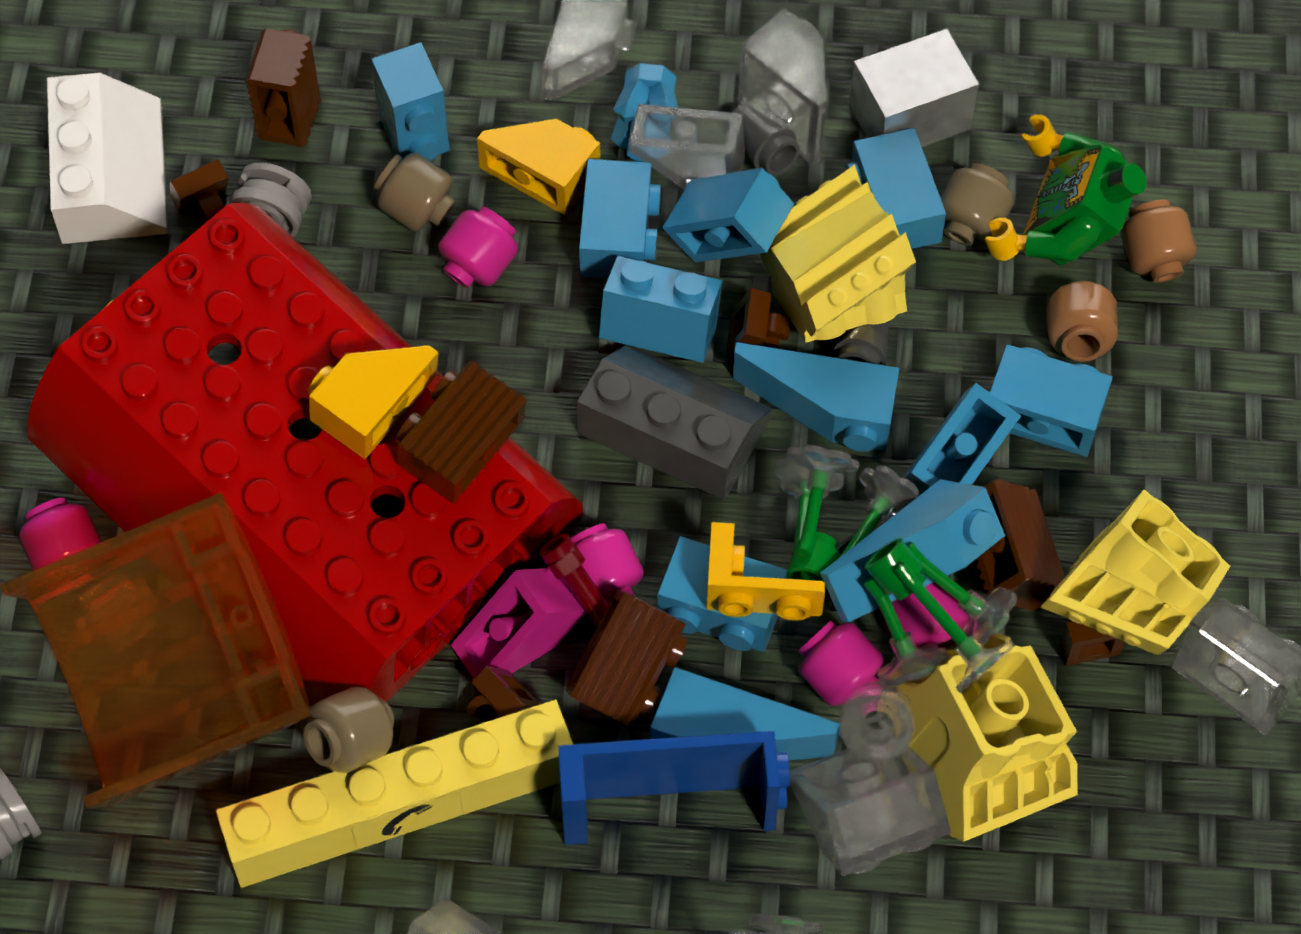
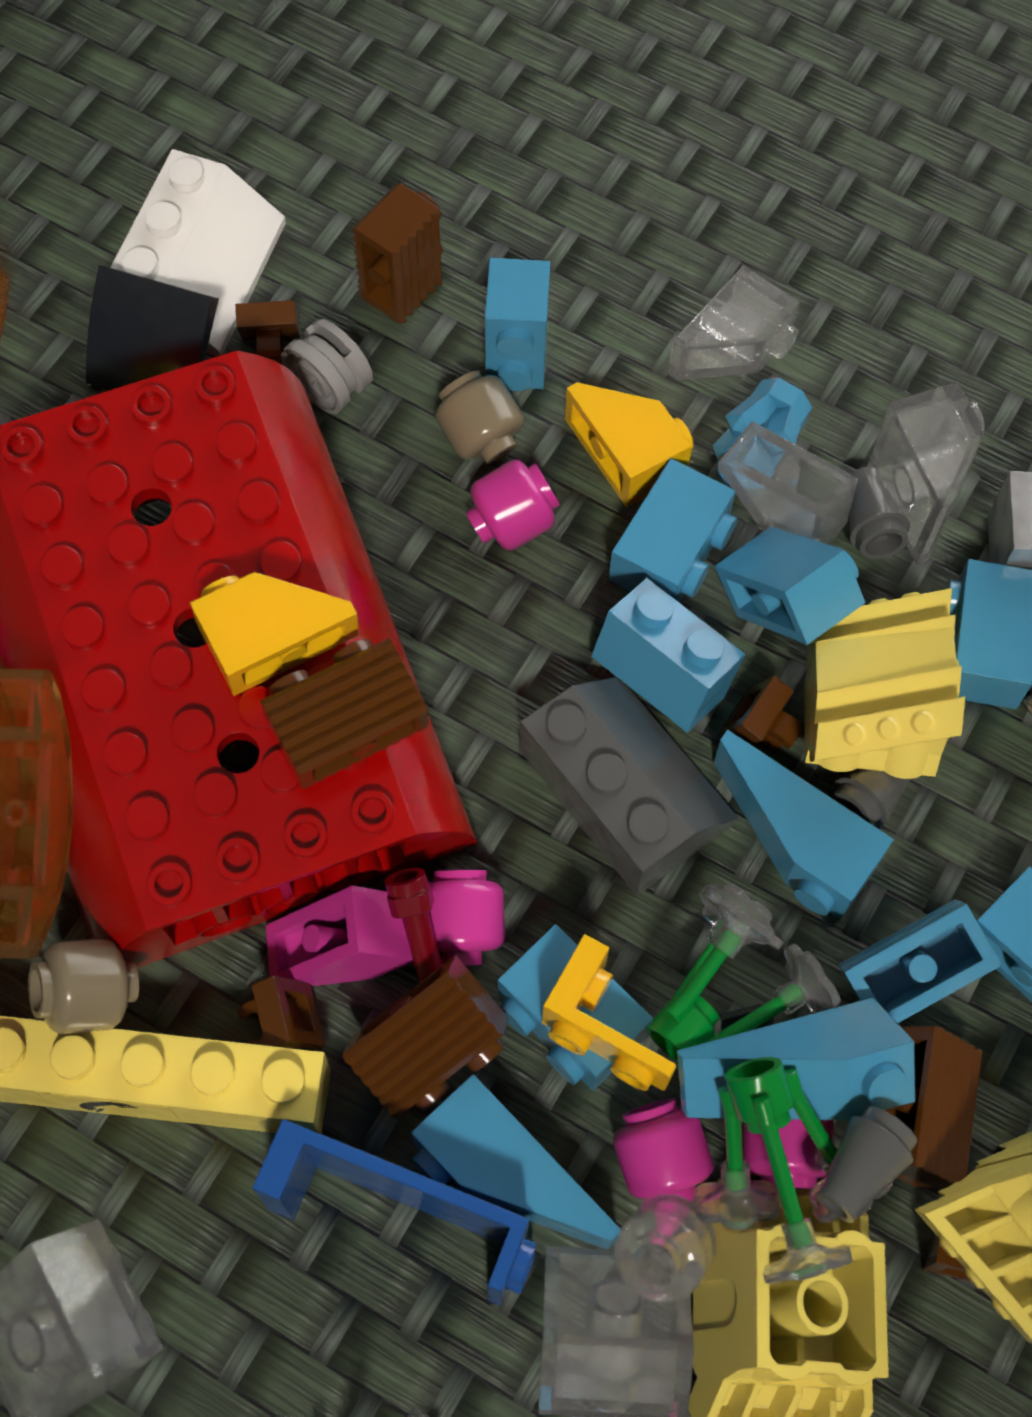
camera: 25 degrees right, 5 degrees up
(108, 236) = (144, 328): none -> black slope
(992, 581) = (867, 1161): none -> dark grey cone

